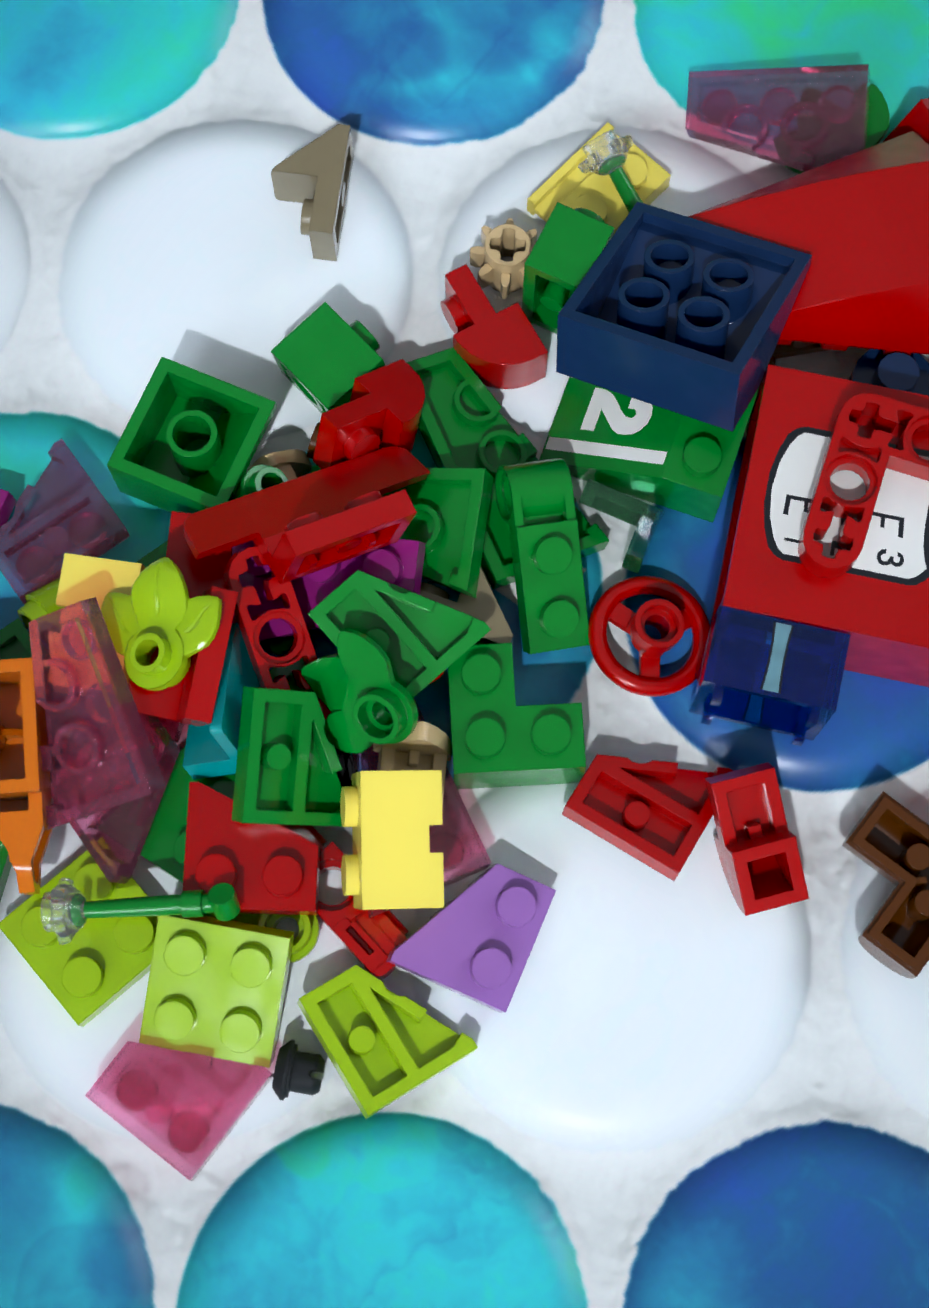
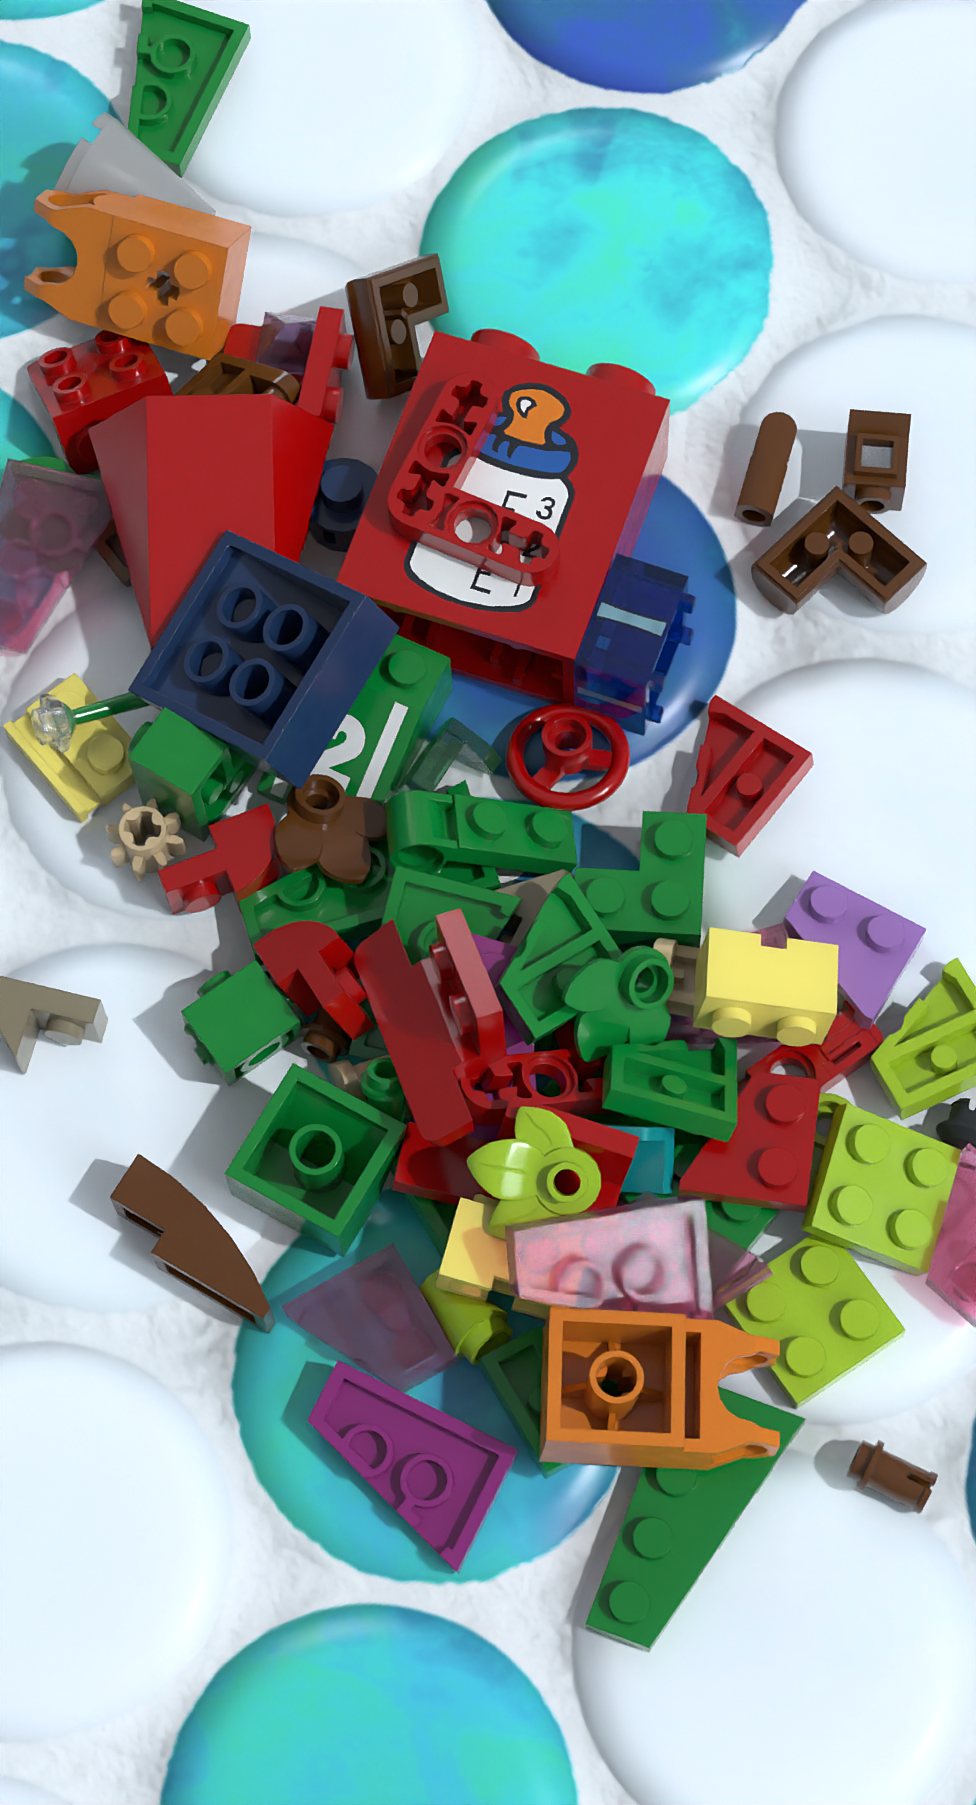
camera: 80 degrees left, 5 degrees down
(67, 909) = (799, 1313): green piece -> none
(115, 355) = (190, 1241): none -> reddish brown slope
(521, 417) = (330, 837): none -> reddish brown plate
(754, 839) = (787, 686): red brick -> none

